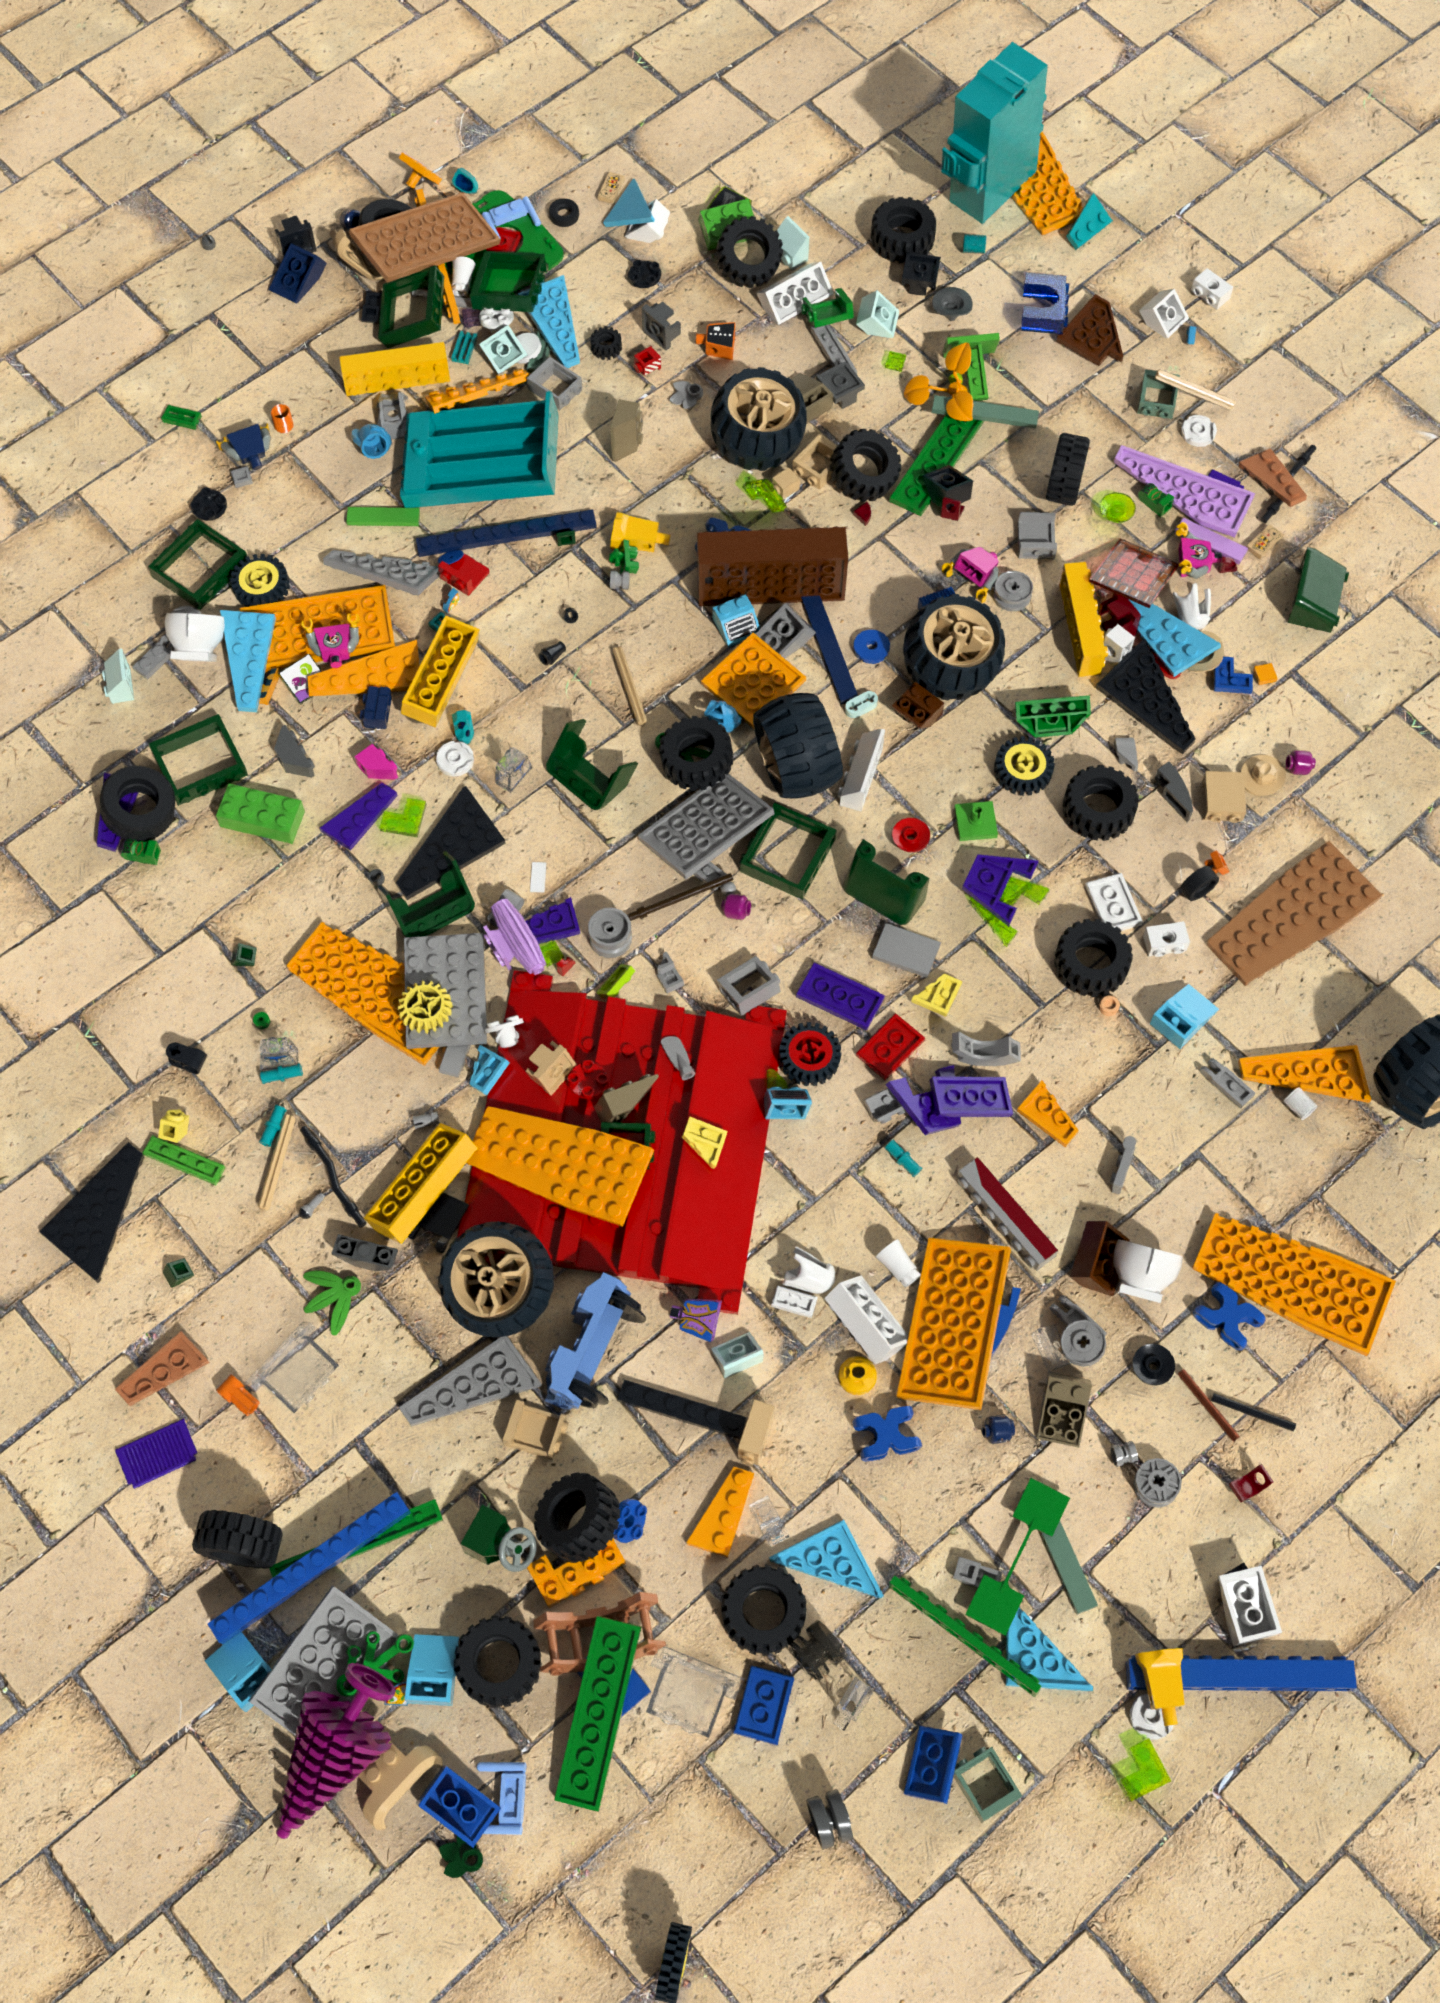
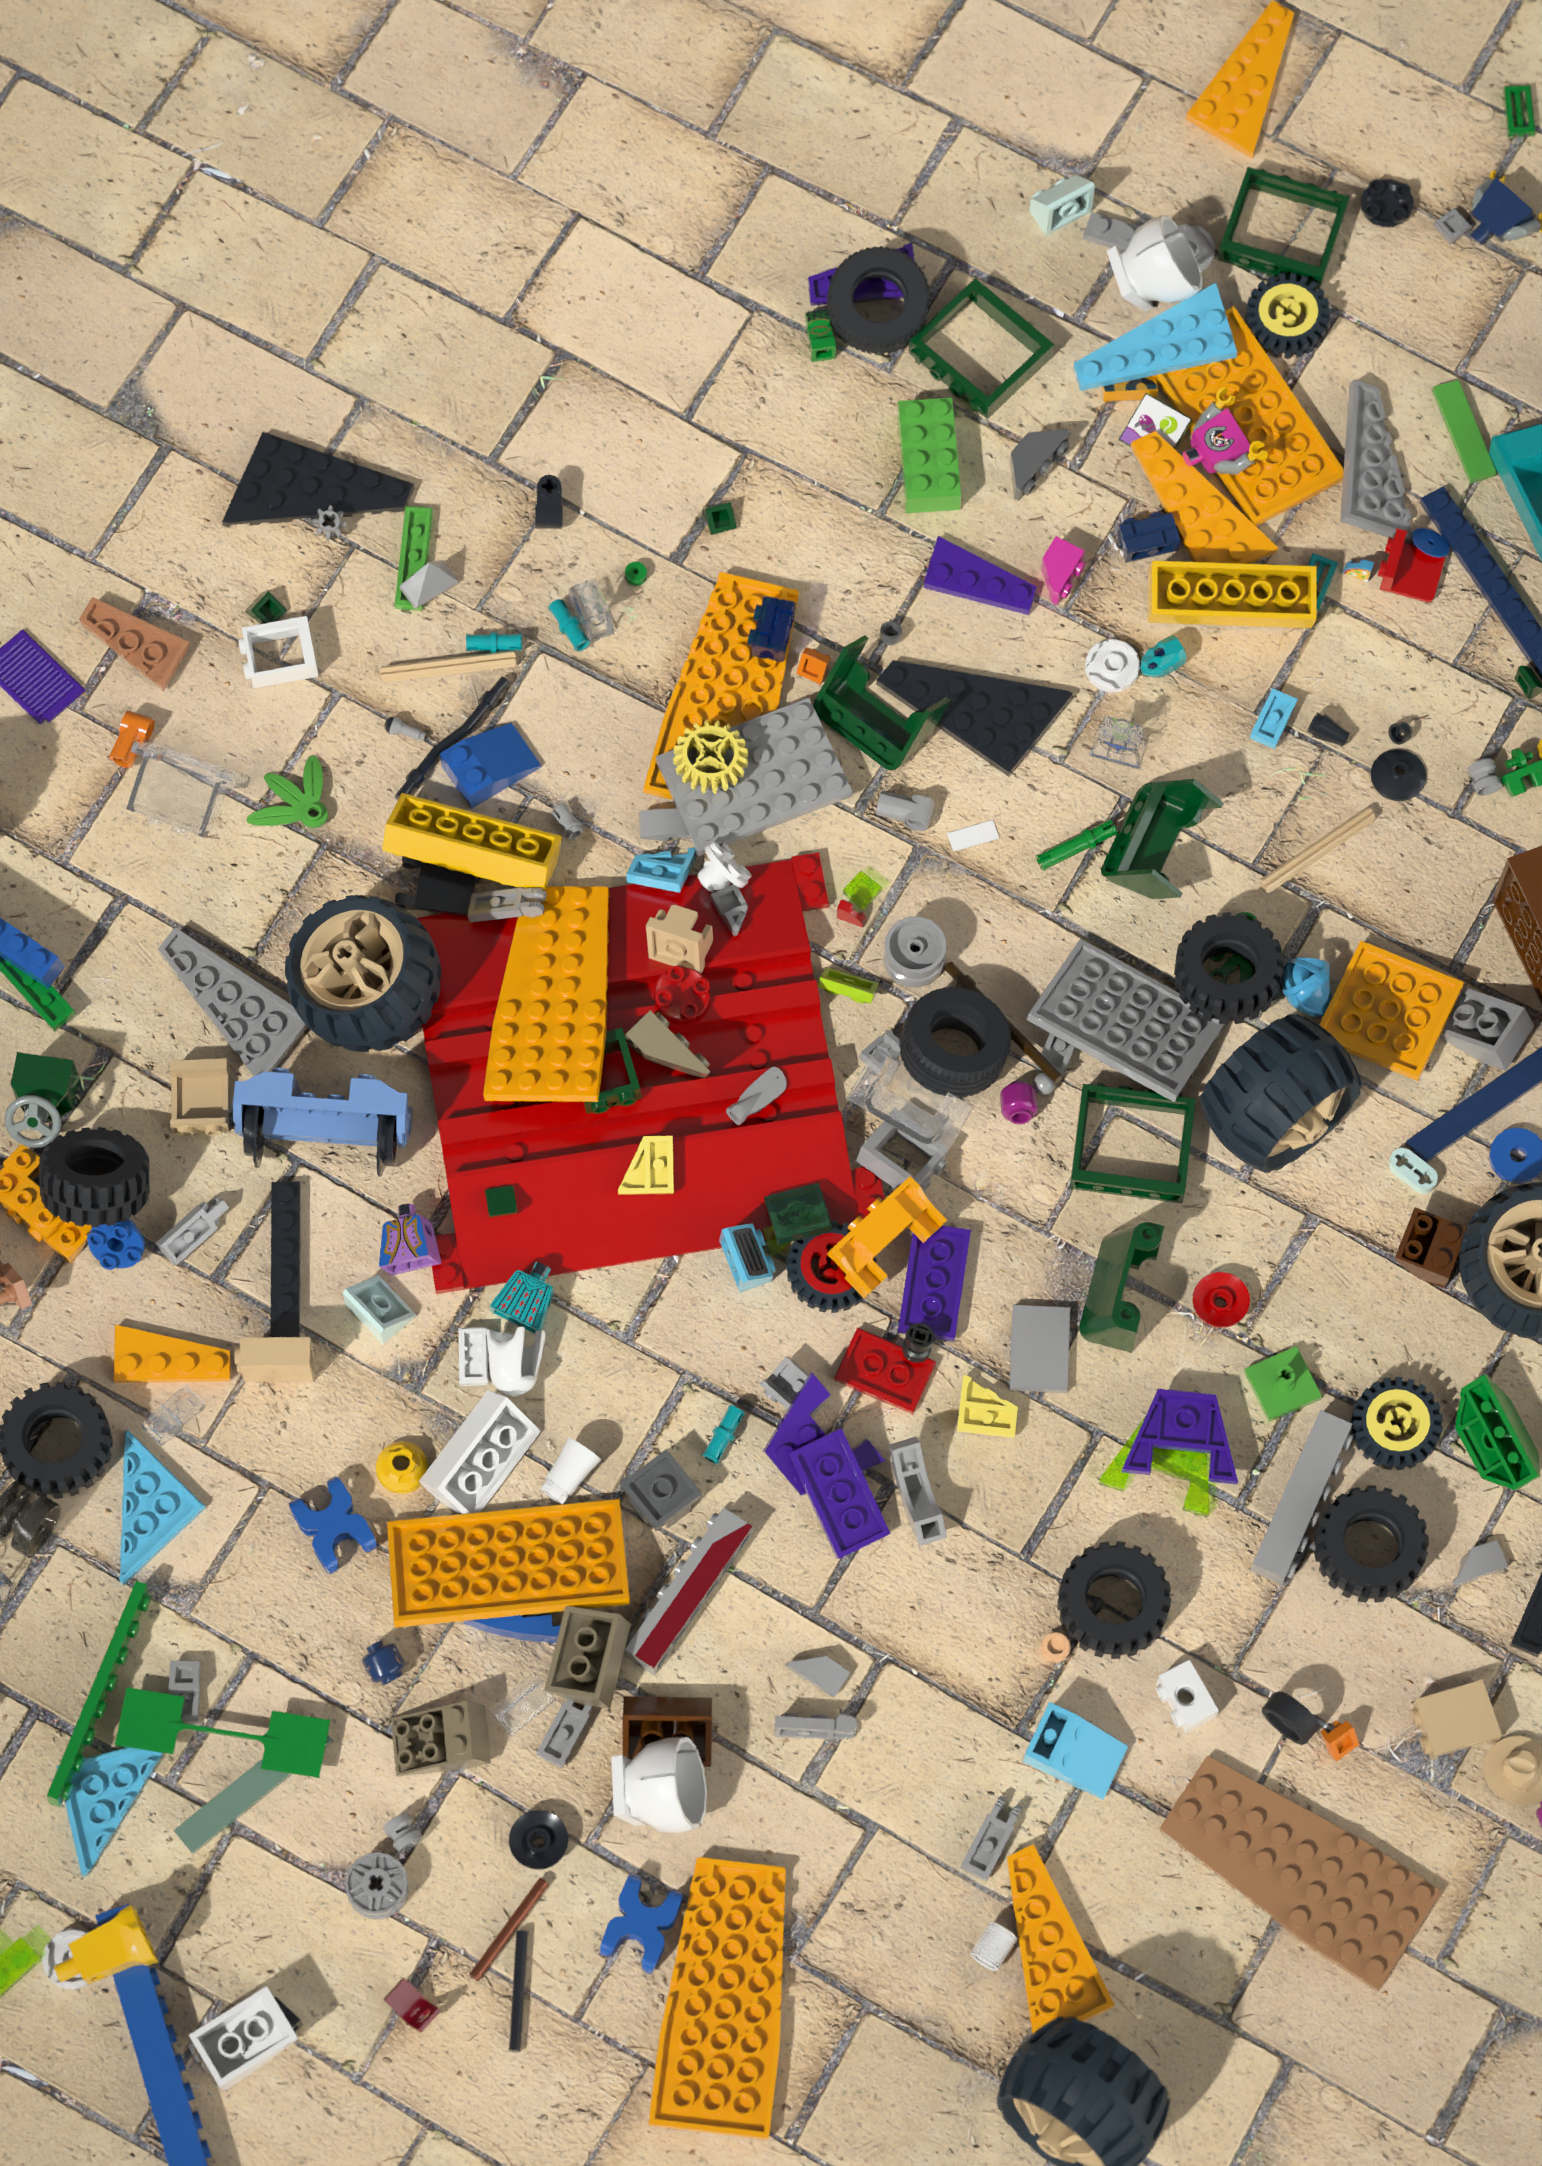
camera: 70 degrees right, 5 degrees up
(88, 557) = (1240, 91): none -> light orange wing
(130, 1212) = (331, 516): none -> light grey gear
(173, 1126) = (449, 526): light yellow brick -> none
(209, 1155) = (428, 583): none -> light grey slope
(219, 1251) = (275, 631): none -> white window
(345, 943) = (772, 629): none -> clear blue brick
(362, 1158) = (488, 763): none -> blue slope
(364, 1253) = (357, 811): dark grey slope -> none
(379, 930) = (813, 665): none -> orange tile
(406, 823) = (989, 643): clear neon green plate -> none
(474, 1175) = (506, 904): none -> light grey hinge
(513, 939) = (853, 832): lavender plate -> none
(531, 680) = (1273, 718): none -> medium azure plate
(535, 1033) = (730, 907): none -> light grey slope
(555, 923) = (897, 869): dark purple wing -> none
(571, 817) = (1077, 844): none -> green pin
(596, 633) = (1397, 786): none -> black dish
(634, 1465) = (192, 1230): none -> light grey hinge
(690, 945) = (965, 1012): none -> black tyre
(693, 1245) = (501, 1201): none -> dark green slope
(722, 961) = (902, 1102): none -> clear windscreen
(735, 620) = (1480, 955): medium azure slope -> none
(766, 1253) = (525, 1298): none -> teal torso
(769, 1059) = (798, 1213): none -> clear green tile
(802, 1011) = (869, 1236): none -> light orange bracket
(862, 769) = (1298, 1202): white slope -> none
(882, 1016) = (918, 1343): none -> pearl dark grey wheel
(933, 1208) = (661, 1491): none -> dark grey panel
(1040, 1288) = (588, 1656): none -> dark tan slope
(1046, 1114) = (855, 1605): light orange wing -> none
(1055, 833) = (1301, 1497): none -> light grey brick
(1086, 1149) = (821, 1672): none -> light grey slope
(1092, 1352) = (517, 1731): light grey wheel -> none
(1114, 902) = (1220, 1611): white tile -> none
(1175, 790) = (1439, 1647): dark grey slope -> none

